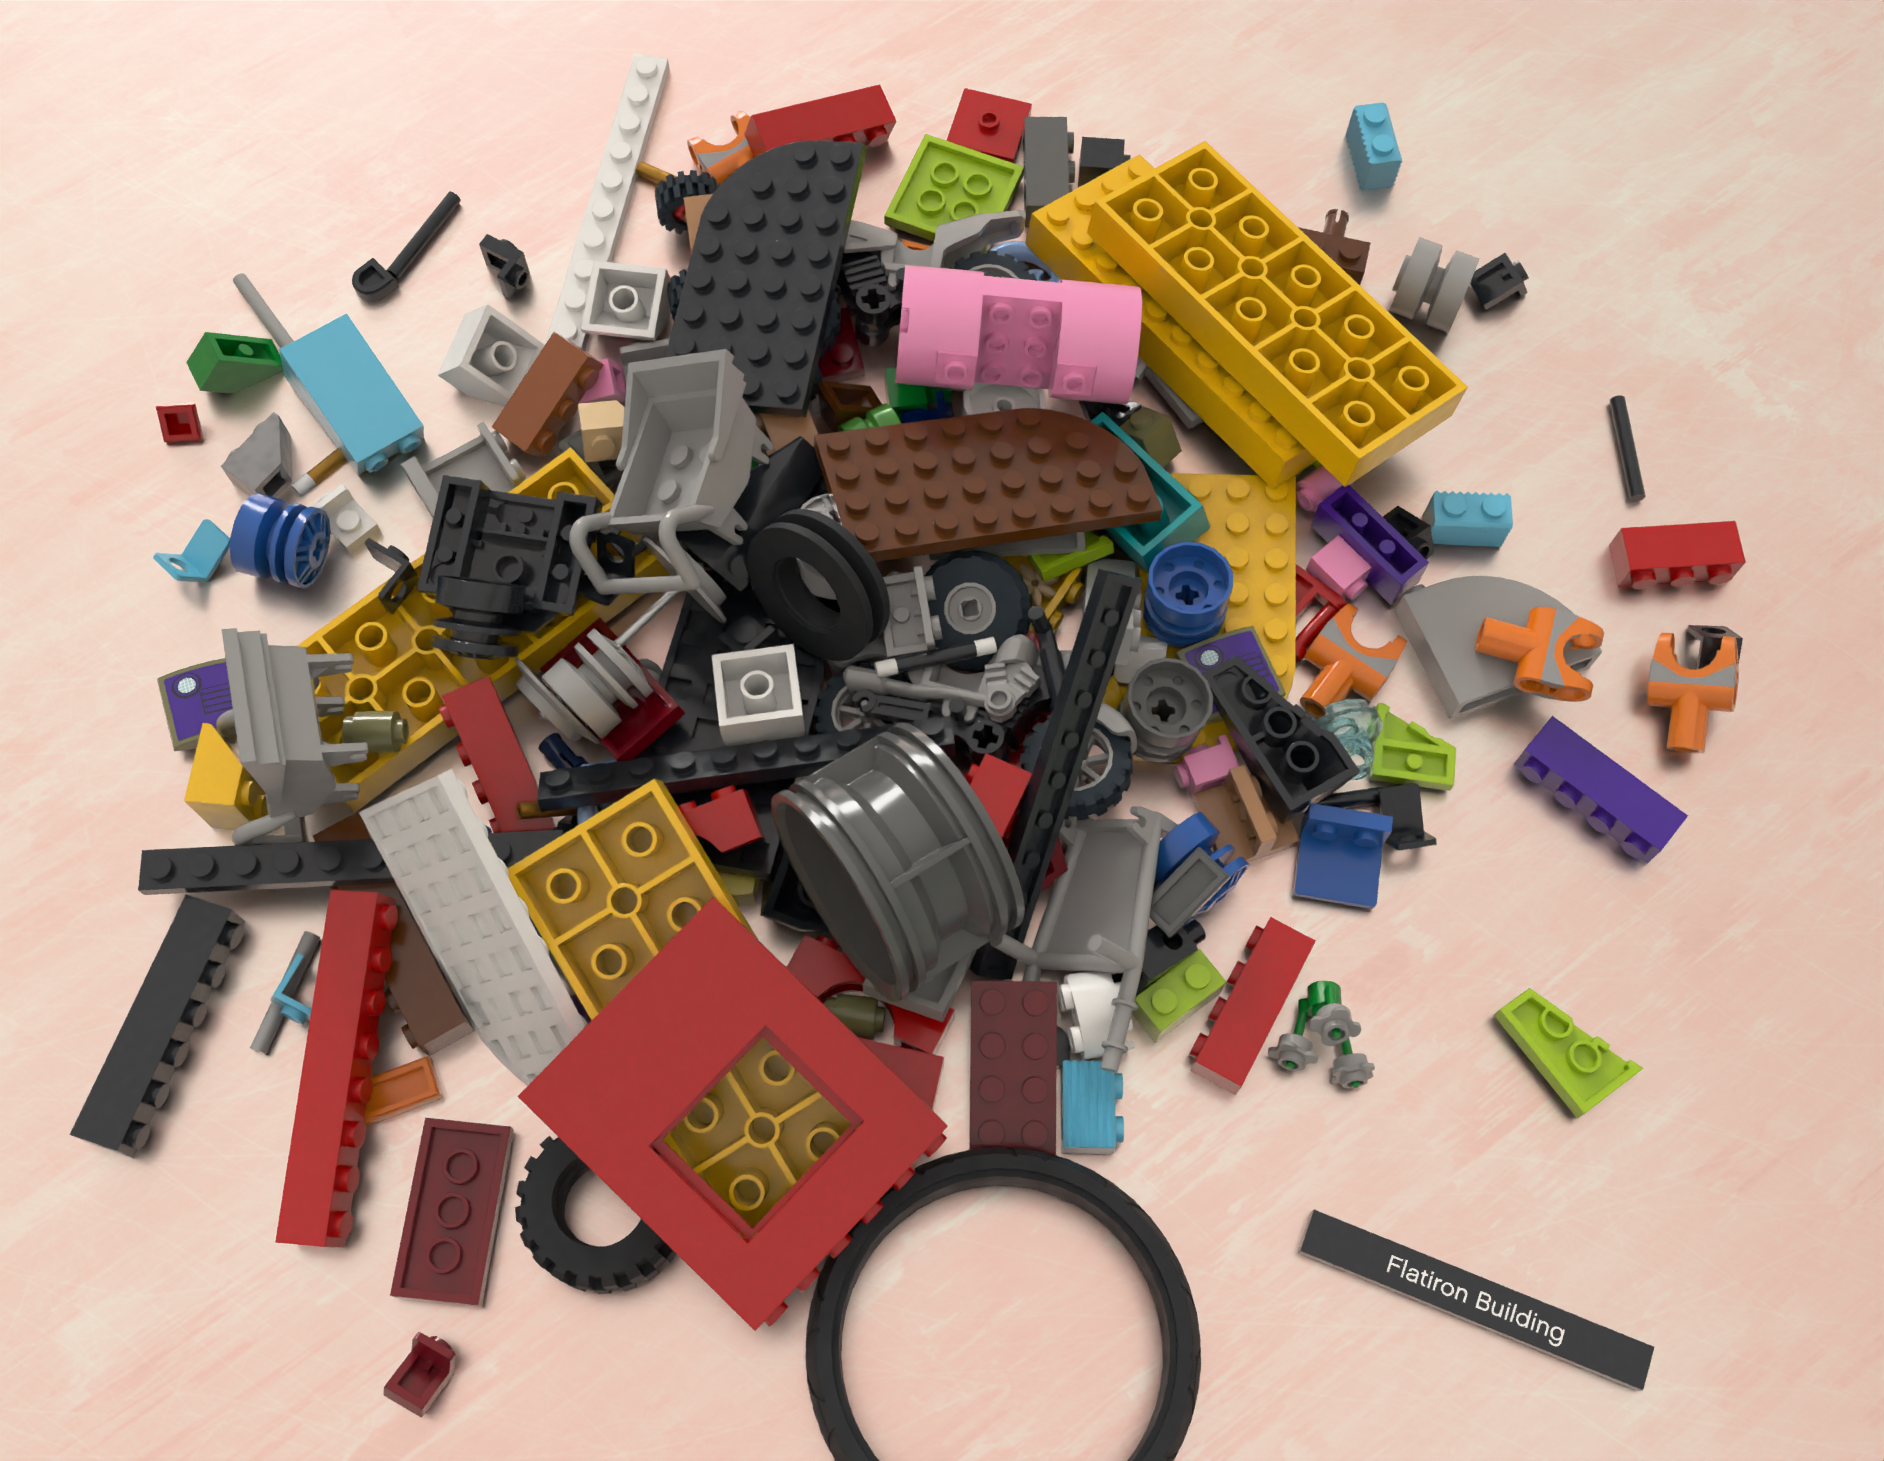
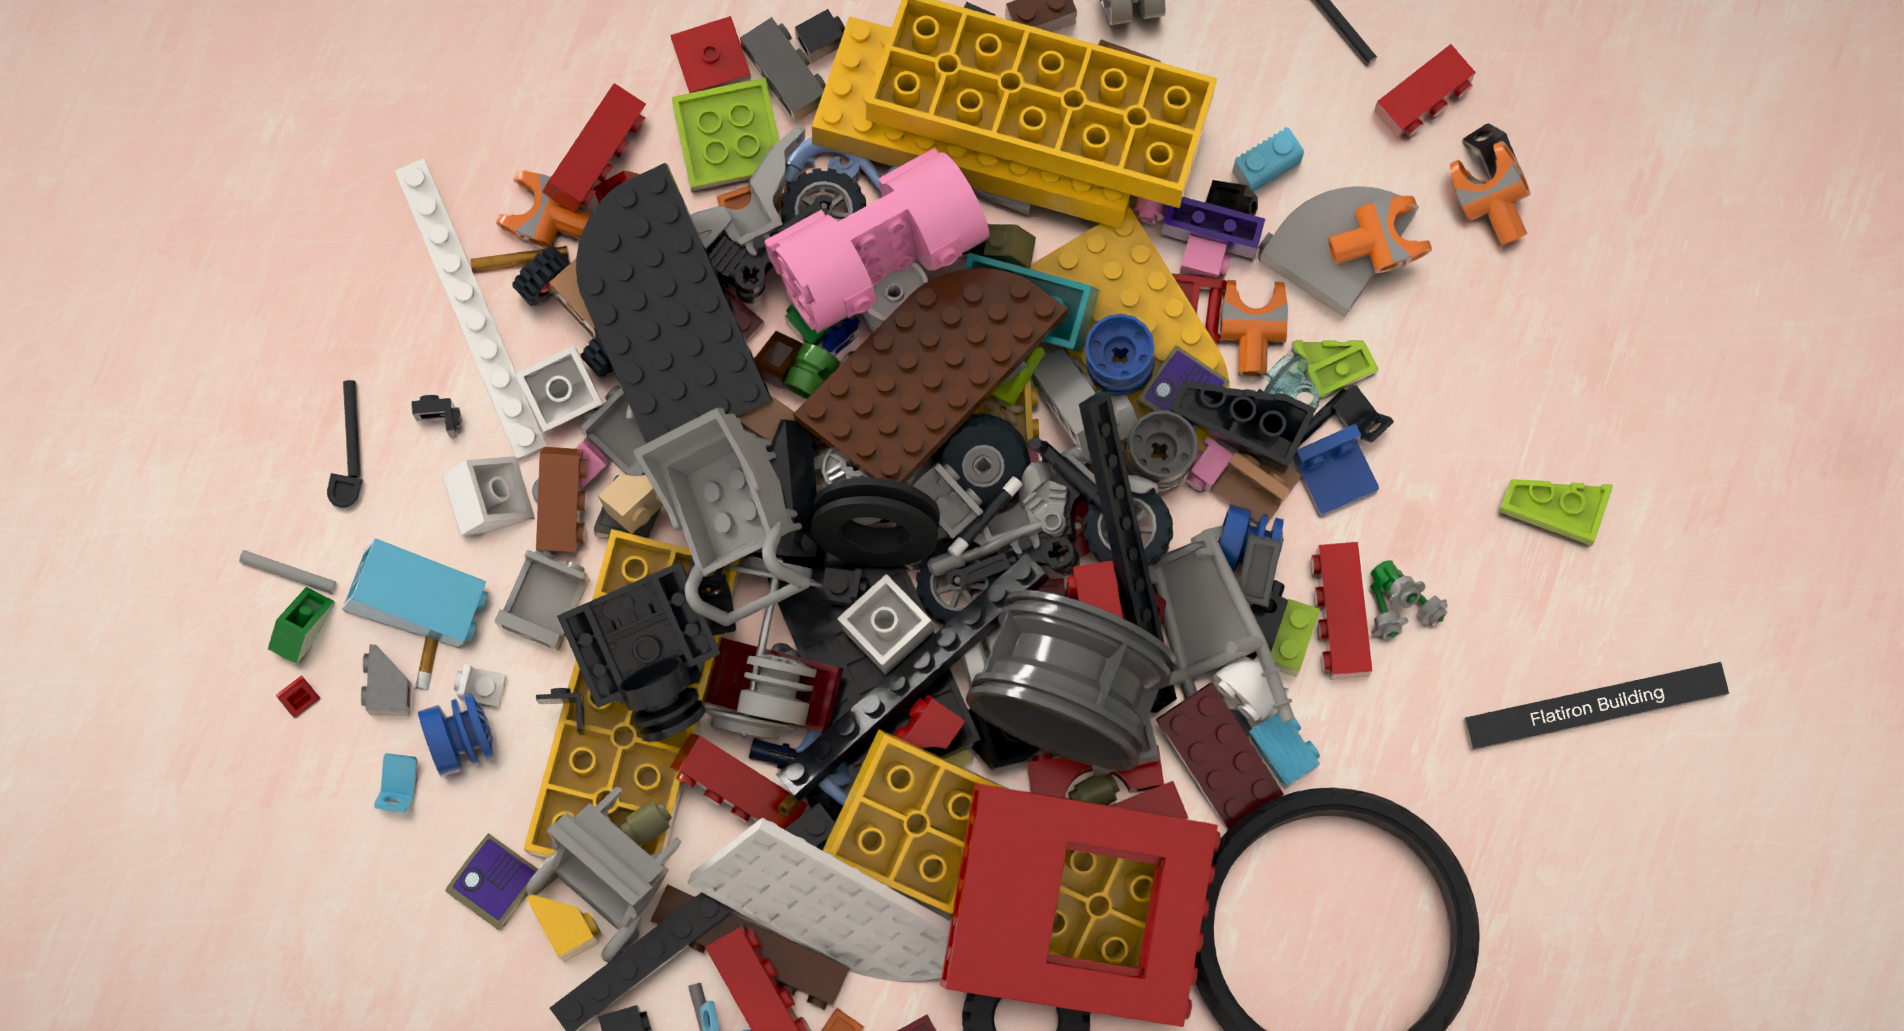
camera: 35 degrees left, 10 degrees up
(1600, 790) = (1474, 307): dark purple brick -> none

